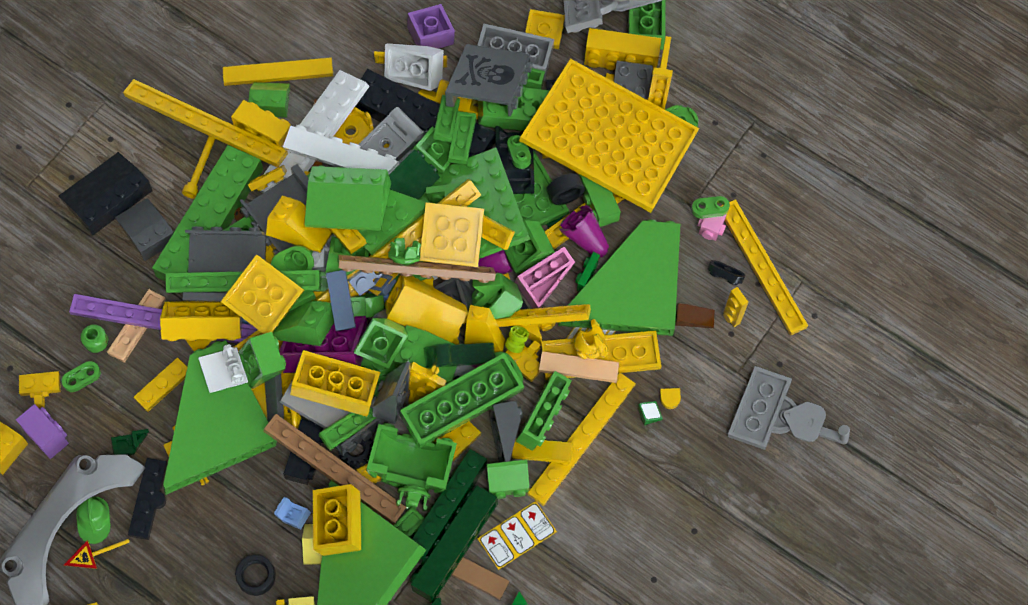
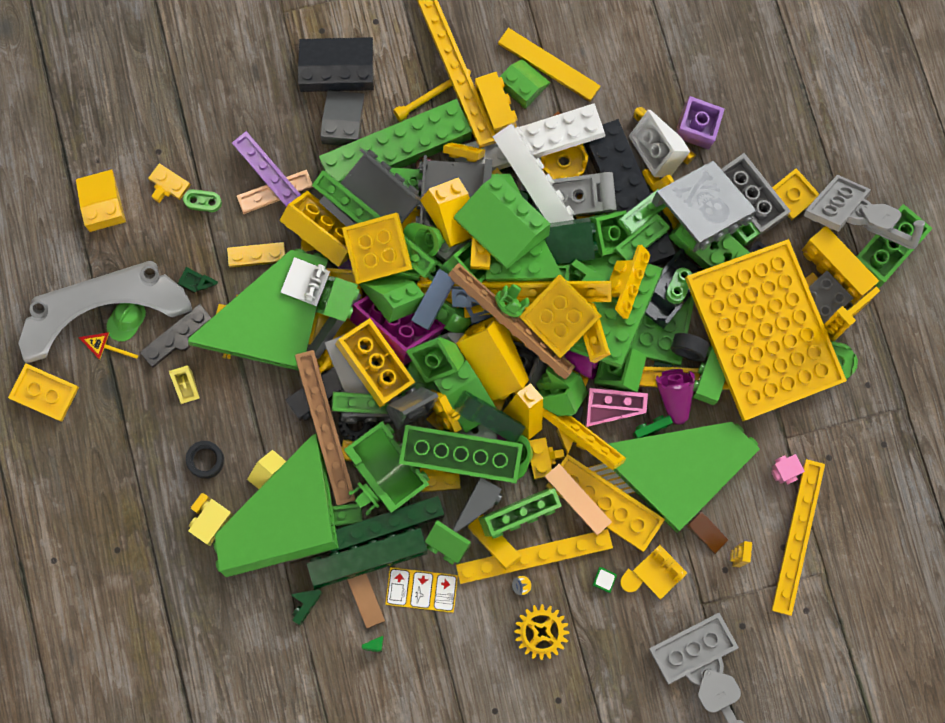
camera: 40 degrees right, 10 degrees up
(43, 430) = (139, 222): medium lavender brick -> none
(94, 338) = (234, 178): bright green head -> none
(187, 529) = (184, 384): none -> light yellow slope
(292, 513) = (268, 434): light blue bracket -> none
(336, 520) = (290, 470): yellow brick -> none
(478, 171) = (627, 279): none -> yellow bracket
(516, 339) = (548, 437): lime wheel -> none
(591, 343) = (602, 489): yellow helmet -> none
(591, 467) = (521, 585): none -> tile
(630, 490) = (552, 618): none -> yellow gear
(686, 372) = (660, 572): none -> yellow hinge
(711, 208) = (796, 455): bright green plate -> none
(725, 271) = (764, 517): black plate -> none

